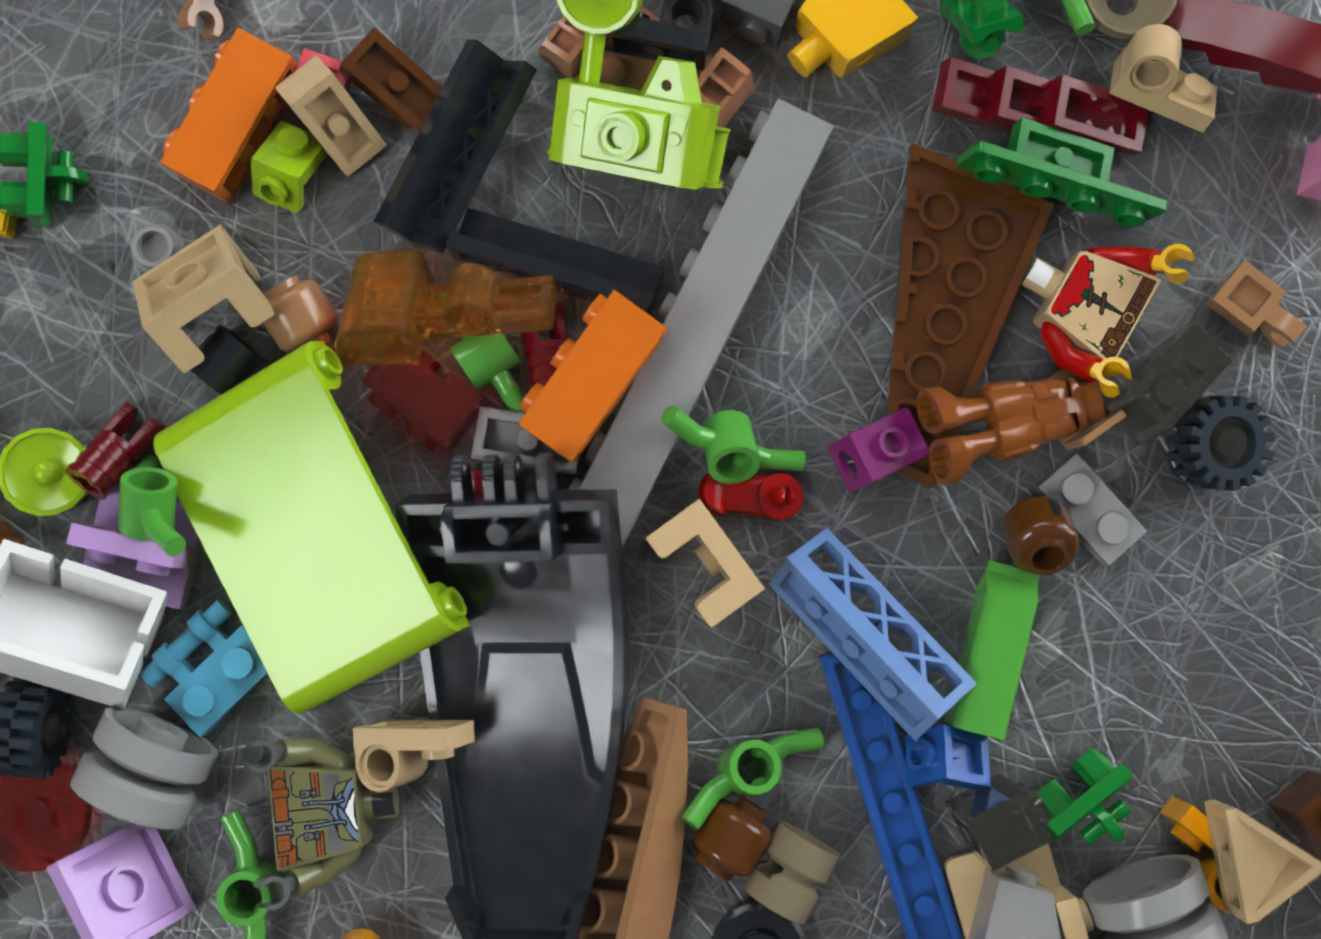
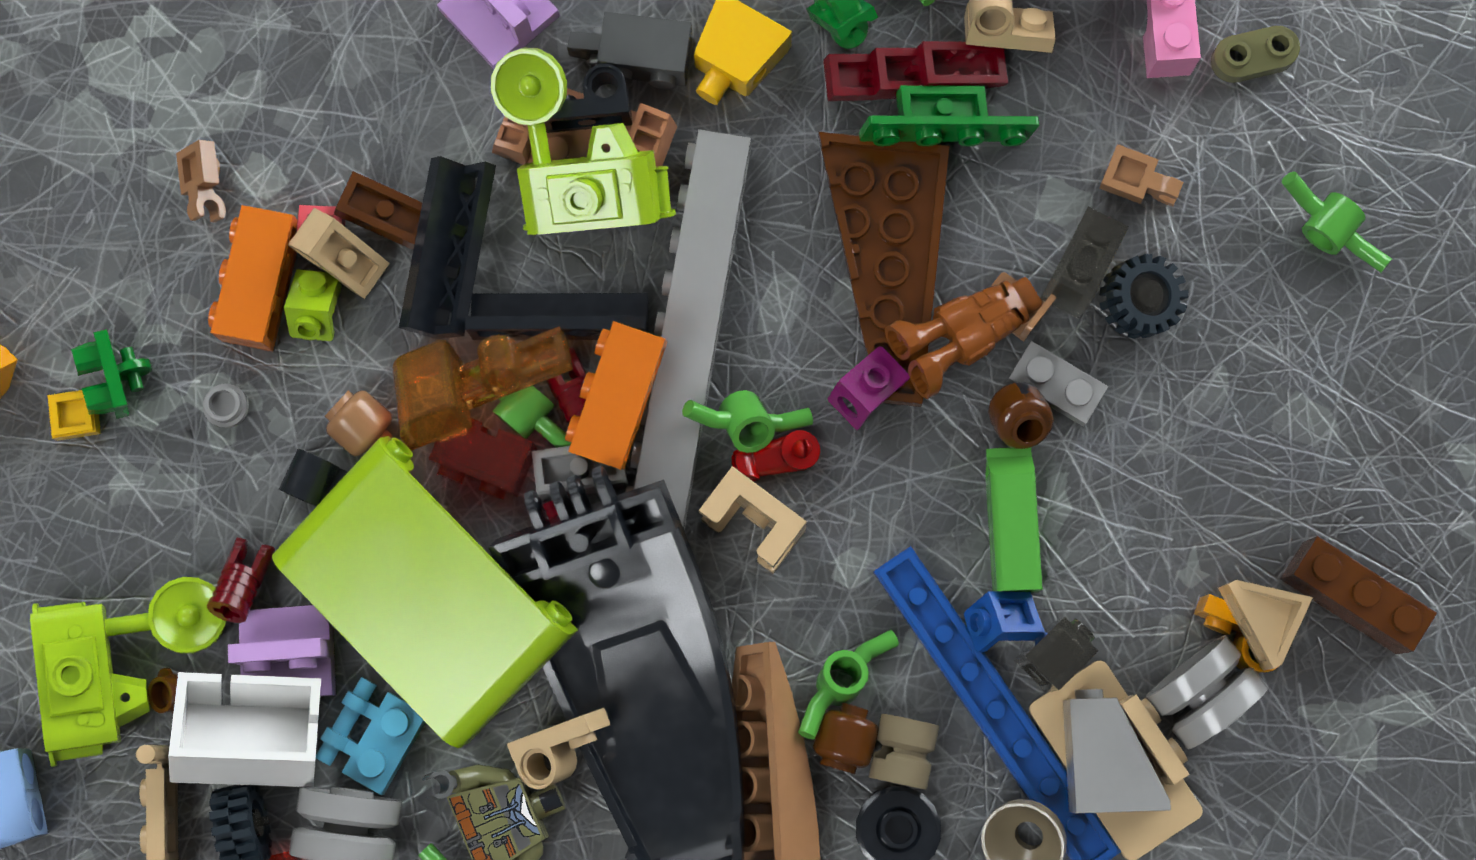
camera: 10 degrees left, 5 degrees down
(149, 505) = (287, 611): bright green piece -> none
(192, 284) = (269, 422): tan panel -> none
(861, 637) = (899, 541): medium blue fence -> none
(1097, 304) = (1009, 216): torso -> none
(1103, 782) = (1136, 603): green hips -> none

